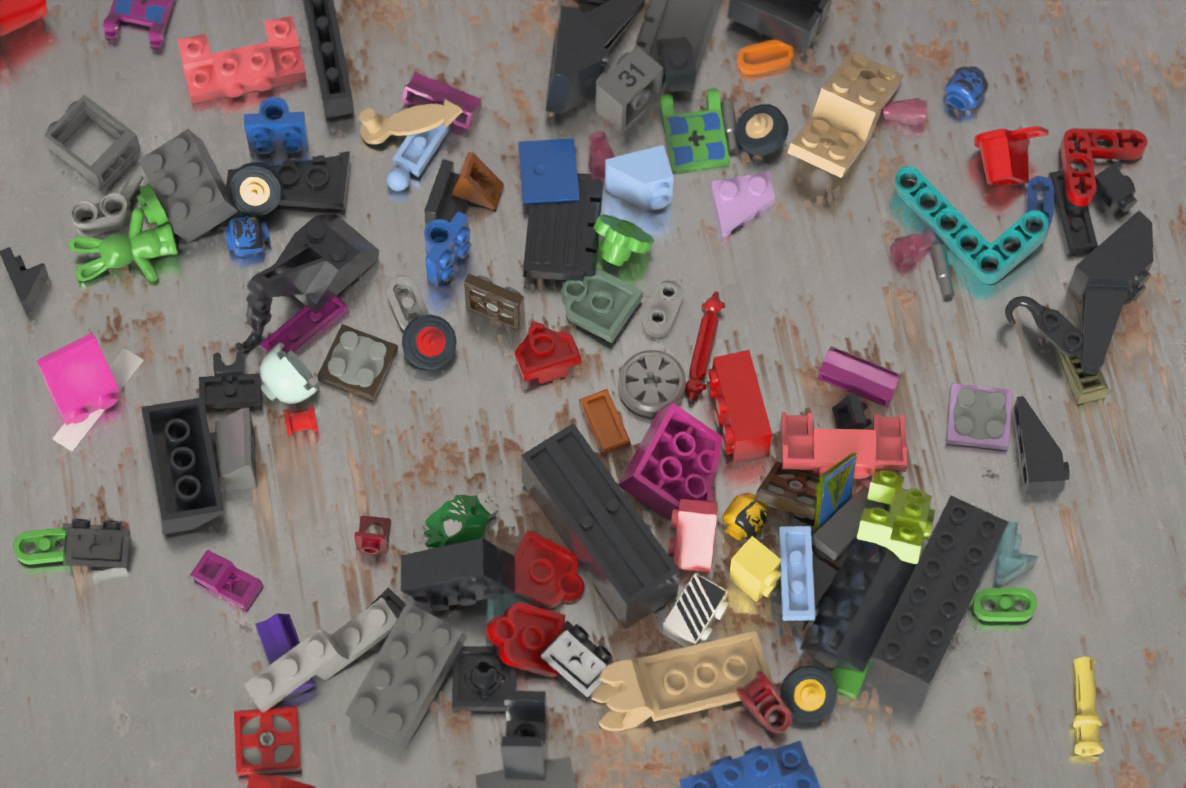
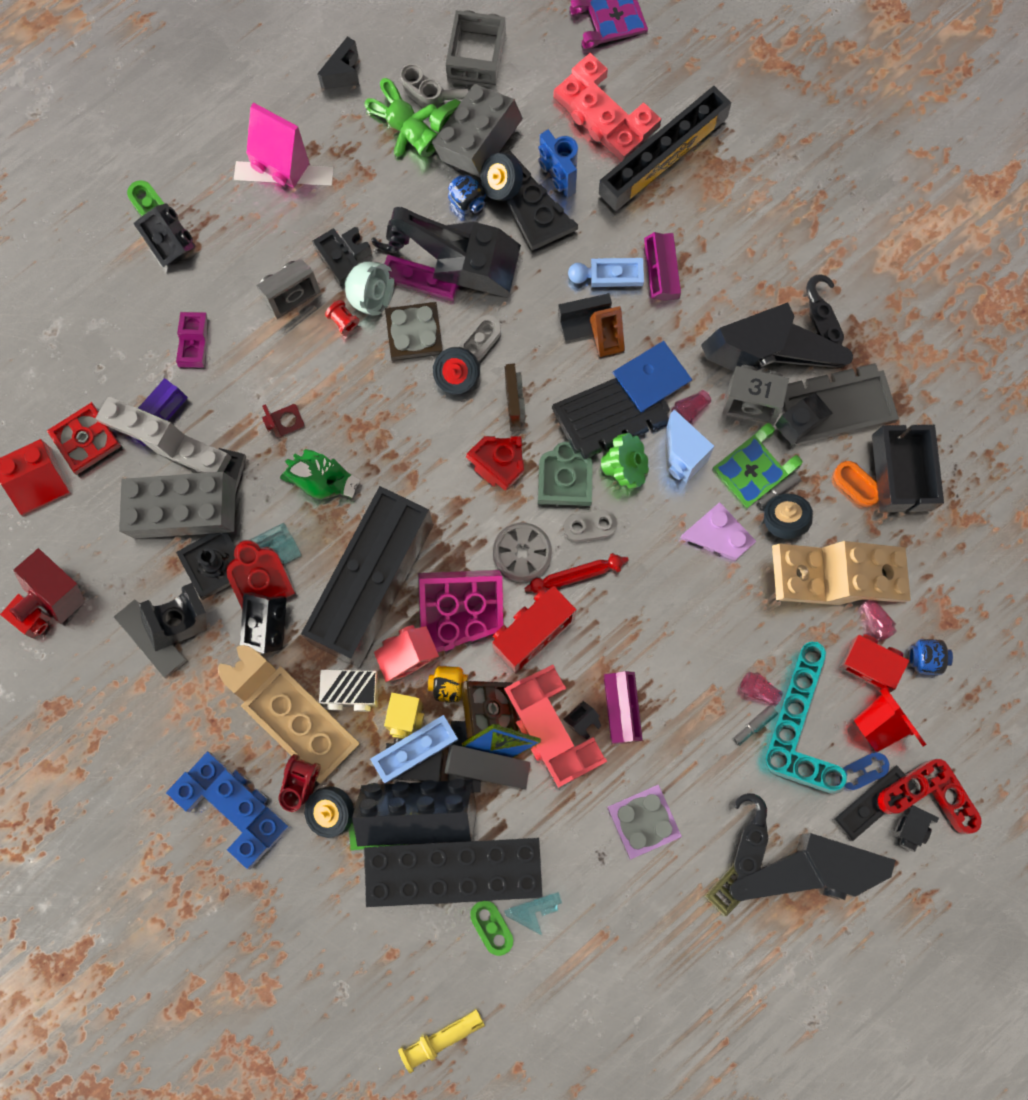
camera: 65 degrees right, 10 degrees up
(182, 464) = (254, 253): black slope -> none
(406, 122) = (627, 251): tan brick -> none
(444, 246) = (535, 336): blue plate -> none
(458, 574) = (268, 497): black piece -> none
(546, 572) = (317, 555): red plate -> none
(604, 422) = (470, 535): orange tile -> none
(908, 520) = (497, 815): lime bracket -> none
(944, 136) = (874, 662): none -> red brick
(1039, 454) = (635, 889): black slope -> none

